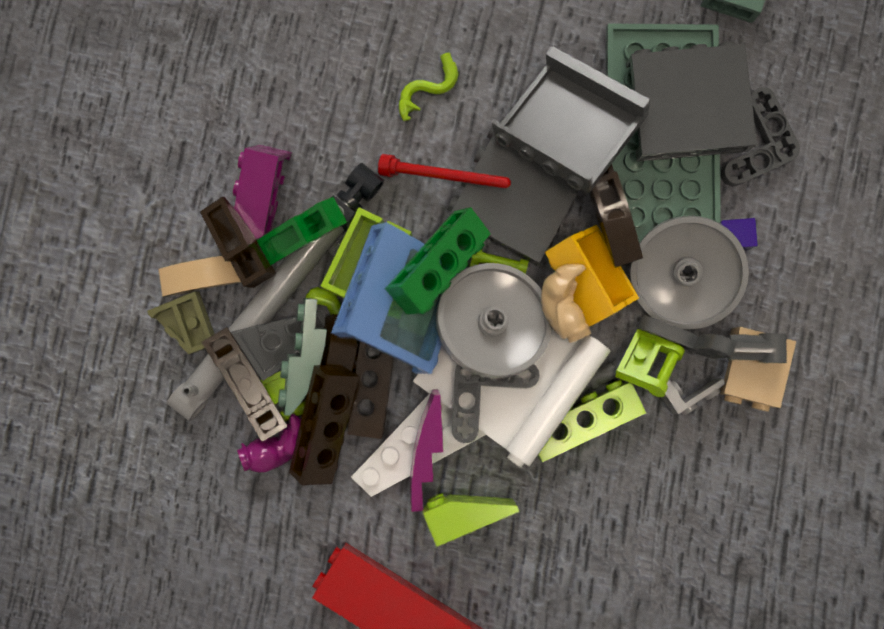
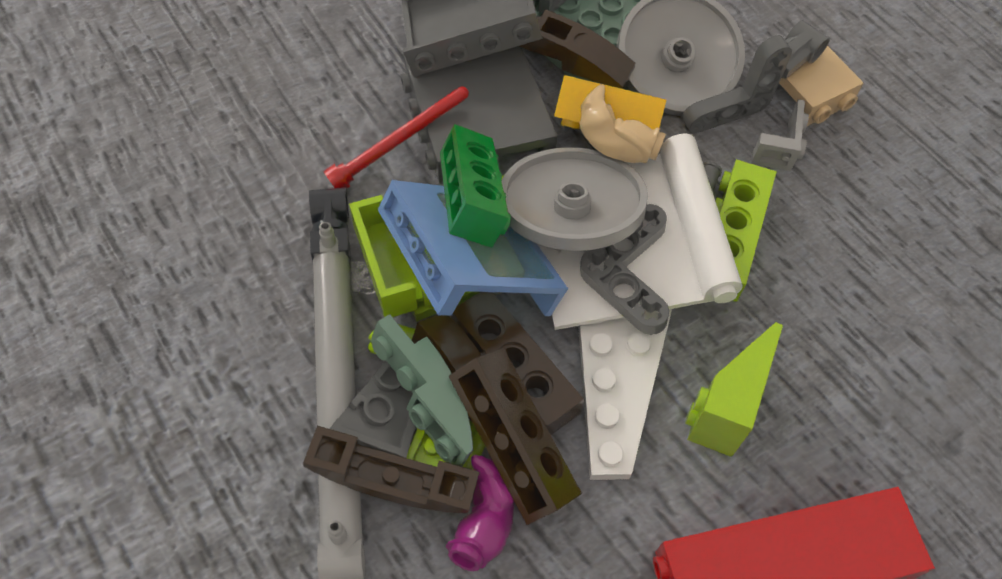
camera: 50 degrees left, 25 degrees down
(185, 321) = (261, 484): olive wing -> none
(196, 275) = (243, 411): tan slope -> none
(237, 243) = (251, 343): dark brown slope -> none
(258, 186) = (226, 290): magenta wedge -> none
(302, 230) = (309, 275): green slope -> none
(427, 441) = (626, 356): magenta slope -> none
(451, 77) = (307, 124): lime animal -> none
(640, 359) = (725, 143): lime plate -> none

